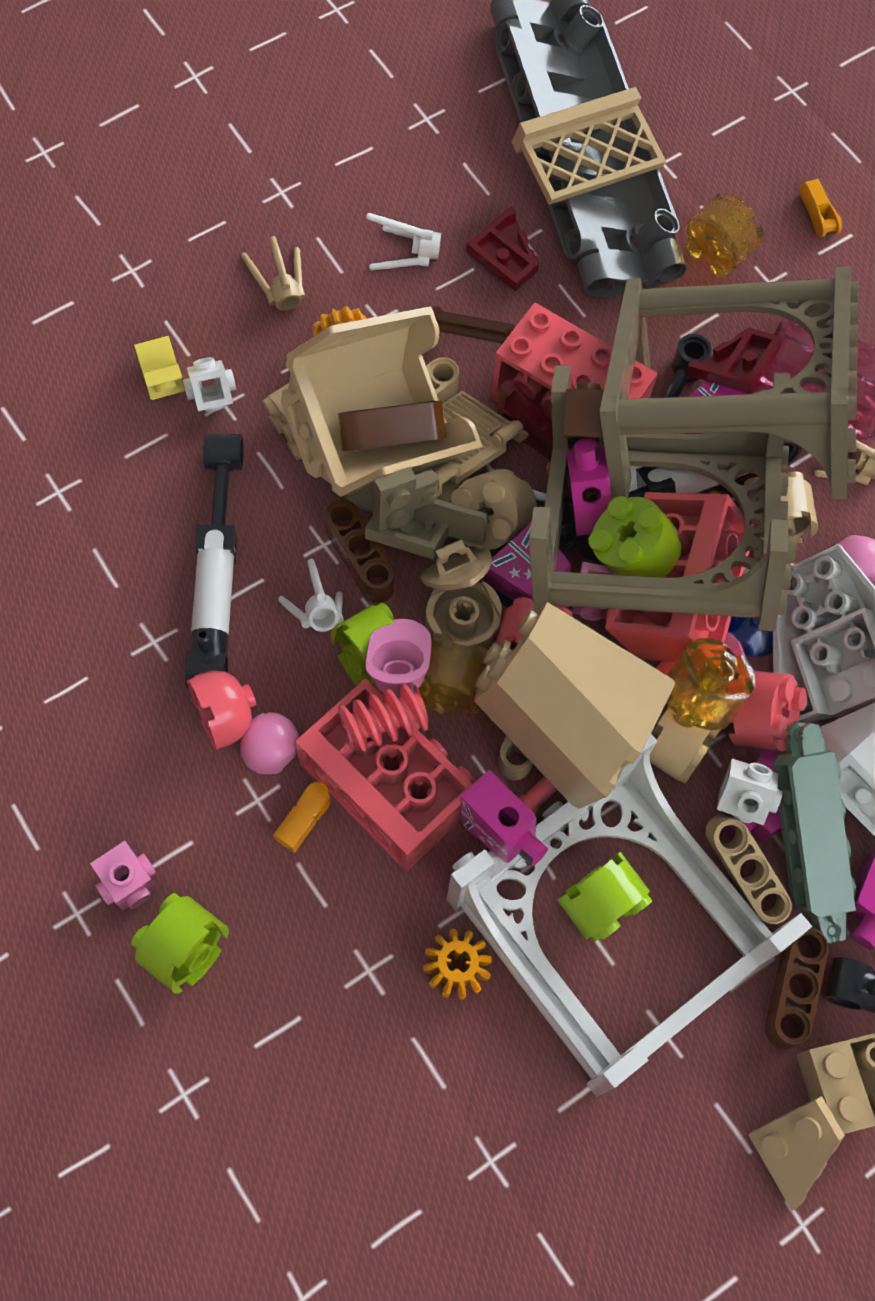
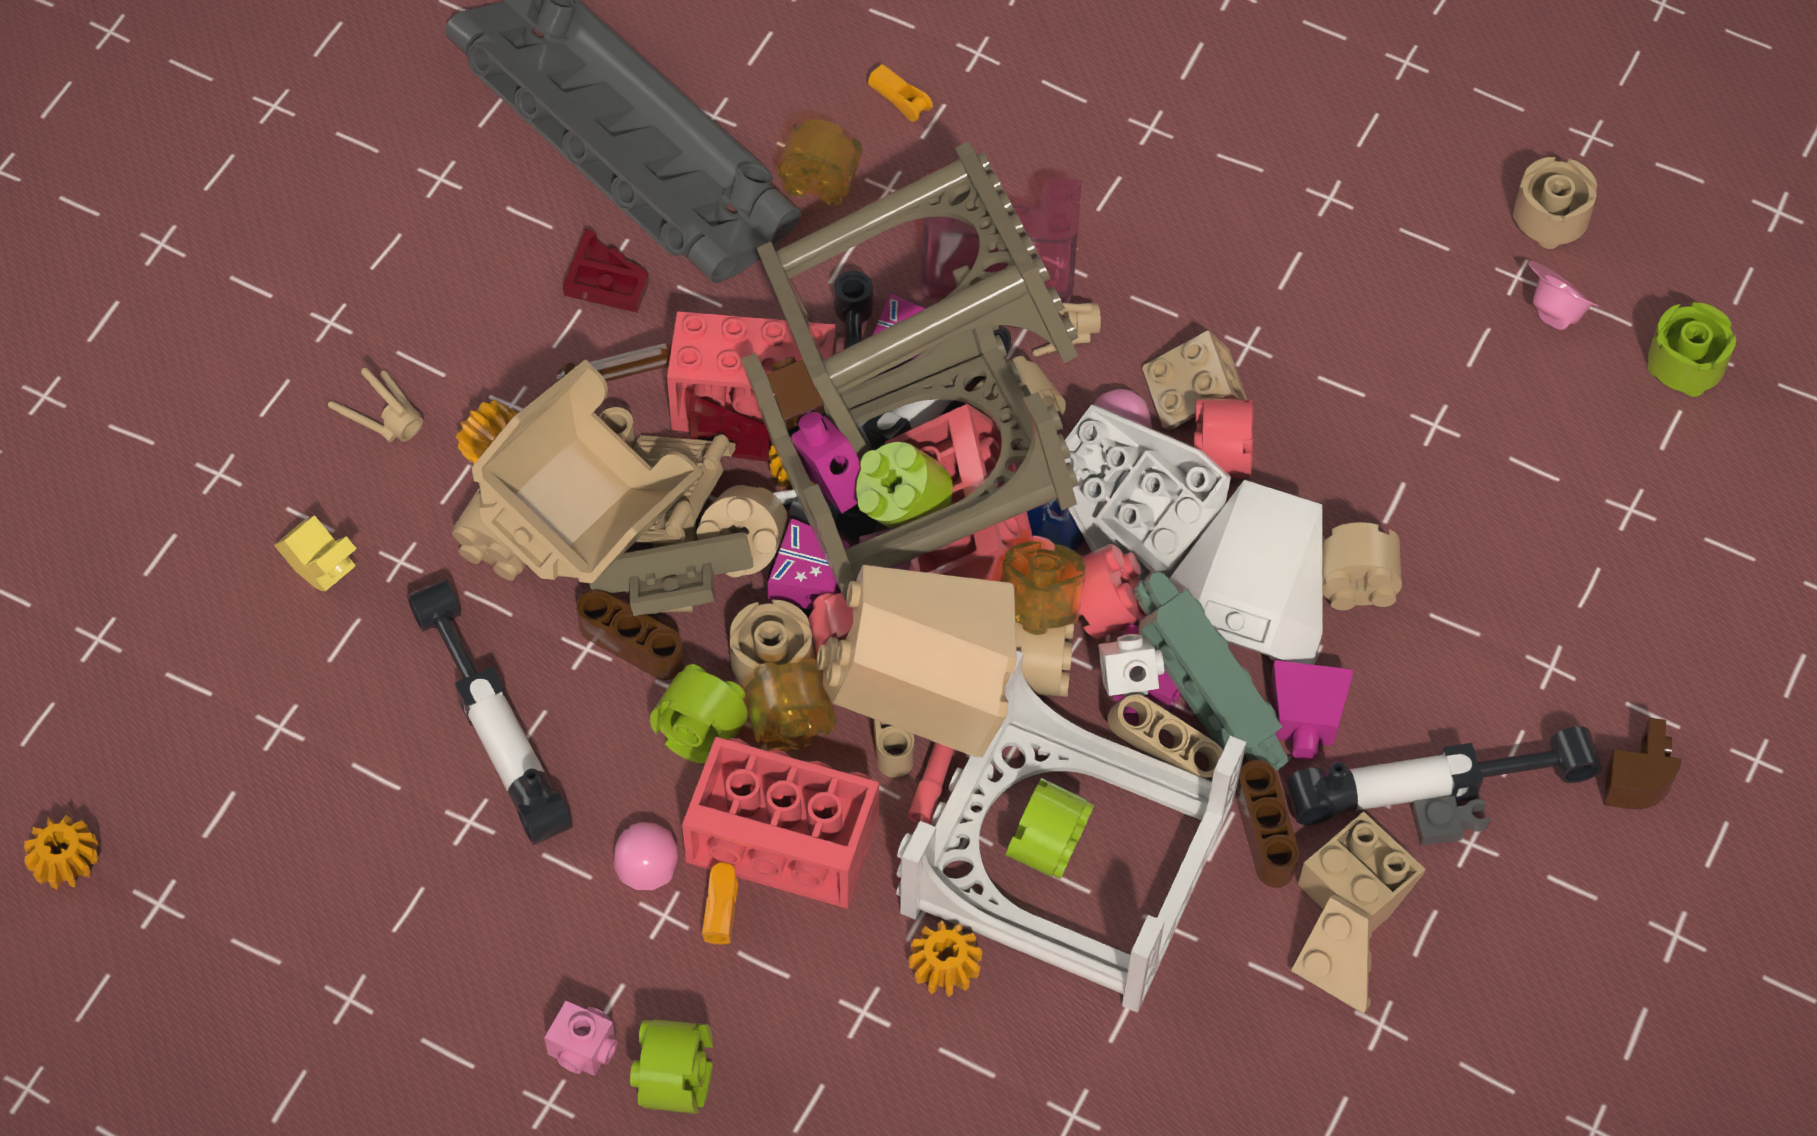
camera: 25 degrees left, 10 degrees down
(209, 397) = (393, 546): white brick -> none
(222, 706) = (584, 839): coral cylinder -> none
(320, 609) = (629, 700): white plant -> none
(383, 716) = (754, 756): coral piece -> none
(391, 425) = (602, 494): reddish brown beam -> none
(399, 655) = (738, 702): bright pink piece -> none
(401, 493) = (653, 552): dark tan hinge -> none
(425, 243) = (517, 307): white plant -> none
(459, 569) = (742, 600): tan shield -> none
(501, 820) = (911, 794): dark pink torso -> none
(573, 124) = (610, 120): tan fence -> none
(738, 362) = (904, 279): dark red wing -> none

